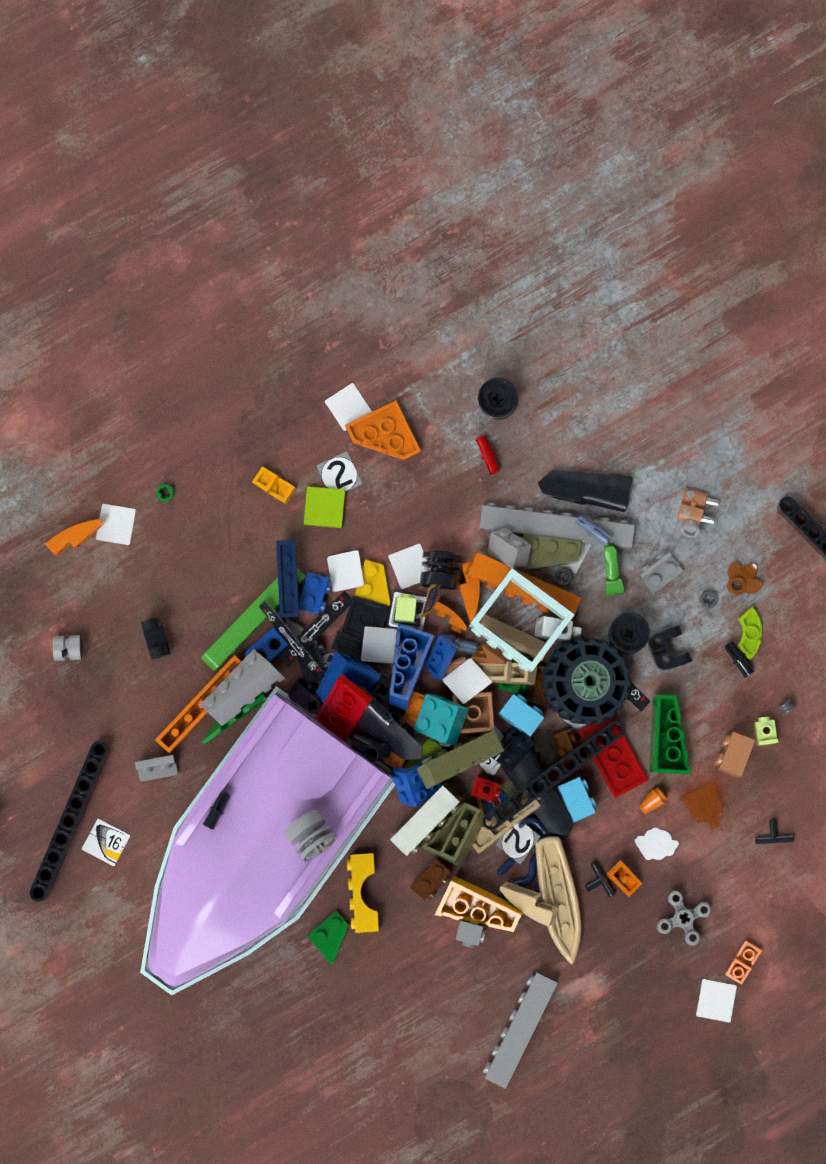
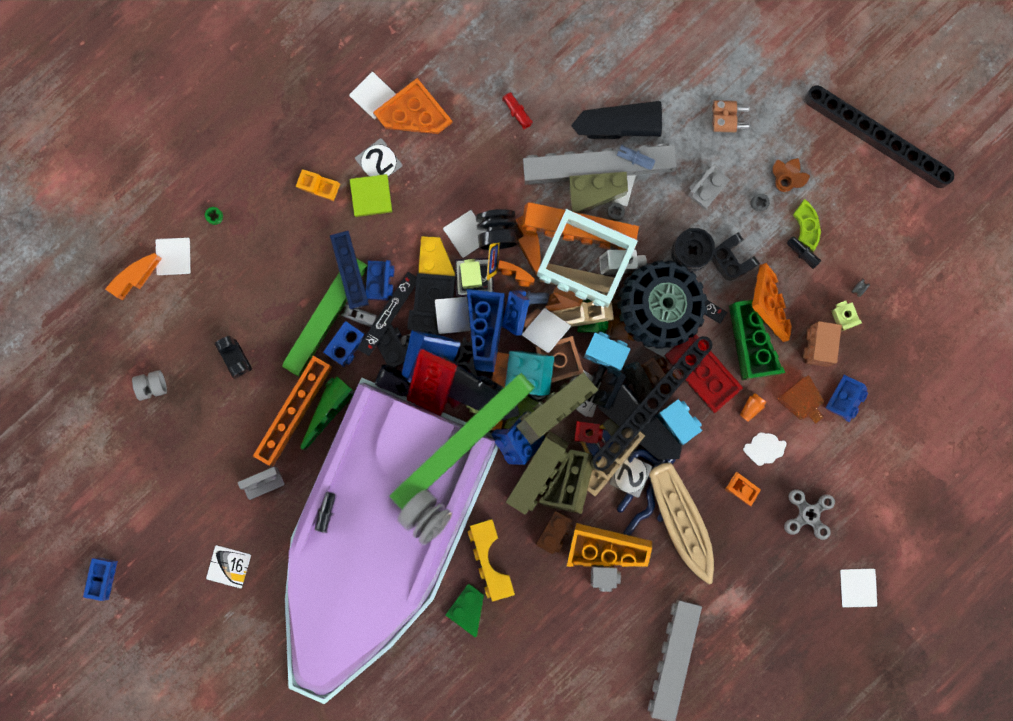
camera: 10 degrees left, 0 degrees up
(62, 828) = (181, 562): black beam -> none
(241, 687) = (326, 385): light grey wedge -> none
(292, 641) = (366, 329): black sticker -> none
(345, 571) = (404, 251): white sticker -> none
(362, 771) = (463, 440): none -> bright green beam
(369, 747) = (460, 414): black piece -> none
(488, 392) = (518, 43): black wheel -> none
(509, 548) = (558, 192): light grey brick -> none
(530, 903) = (656, 534): tan slope -> none
(600, 880) = (719, 495): black piece -> none
(613, 581) = (666, 206): bright green piece -> none
(690, 528) = (728, 137): light grey tile -> none
(693, 703) = (770, 303): none -> orange plate
(743, 961) = (876, 544): orange slope -> none
(748, 813) = (847, 398): none -> blue bracket
(774, 837) = (877, 415): black piece -> none

